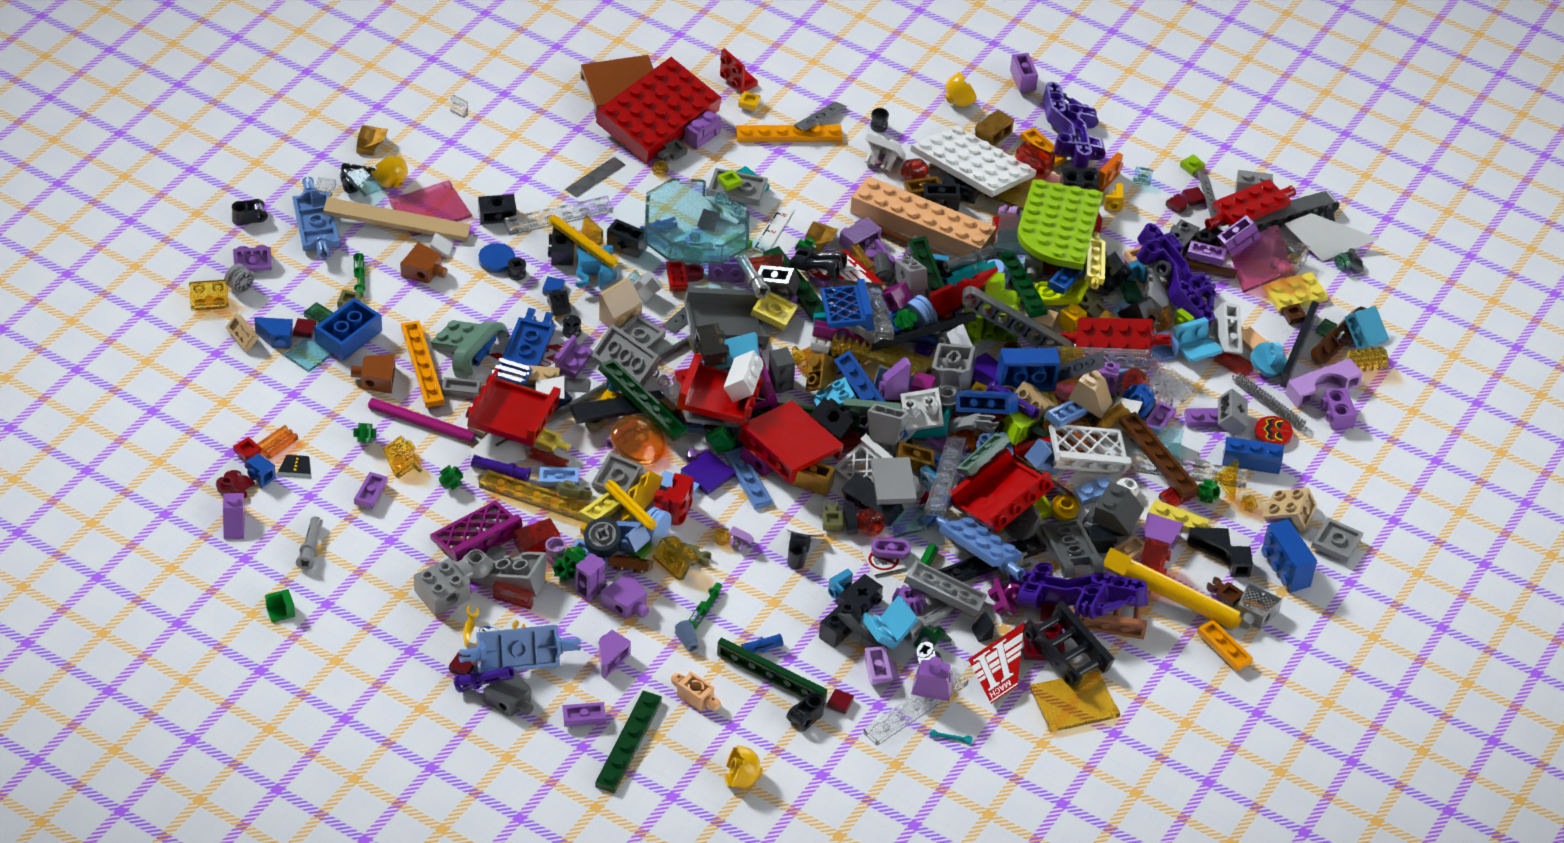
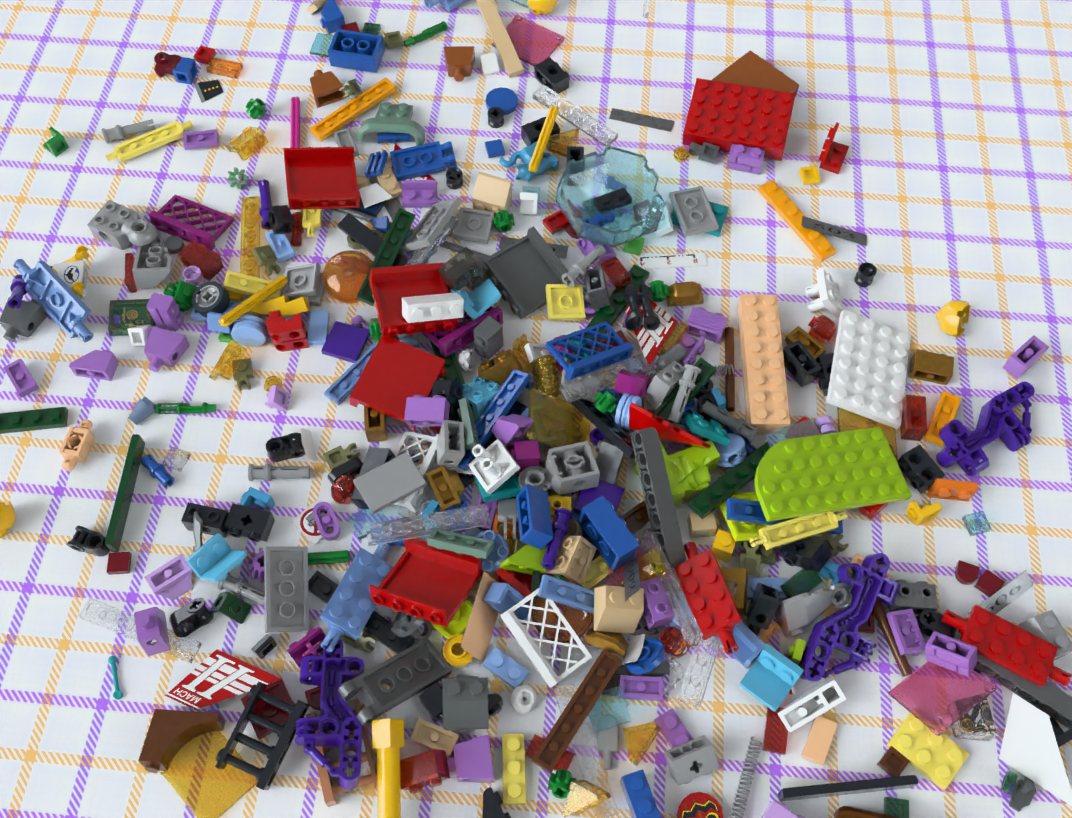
camera: 65 degrees right, 15 degrees up
(233, 515) = (131, 77): medium lavender slope -> none
(340, 530) = (149, 141): none -> light yellow plate
(400, 353) = (351, 89): none -> olive plate
(544, 451) = (280, 219): none -> black brick
(559, 302) = (474, 158): black bracket -> none
(571, 607) = (132, 313): none -> clear green container
(592, 394) = (381, 224): none -> blue tile
(598, 610) = (139, 335): none -> white slope
(623, 562) = (196, 333): reddish brown plate -> none
(652, 312) = (503, 221): none -> green gear
(689, 229) = (612, 200): none -> black plate
(709, 240) = (601, 219): none -> blue pin
(729, 180) = (688, 199): lime plate -> none
(756, 629) = (176, 459): none -> clear tile
(788, 394) = (467, 360): none -> white plate
(817, 568) = (273, 472): none -> light grey pin
(845, 424) = (426, 410): none -> medium lavender brick
(928, 260) = (686, 385): none -> light grey pin
(1029, 707) = (171, 731): none -> reddish brown arch
(1192, 164) = (1034, 563): lime plate -> none
(1201, 436) = (639, 740): none -> clear yellow slope
(1268, 358) = (799, 764): medium azure tile -> none

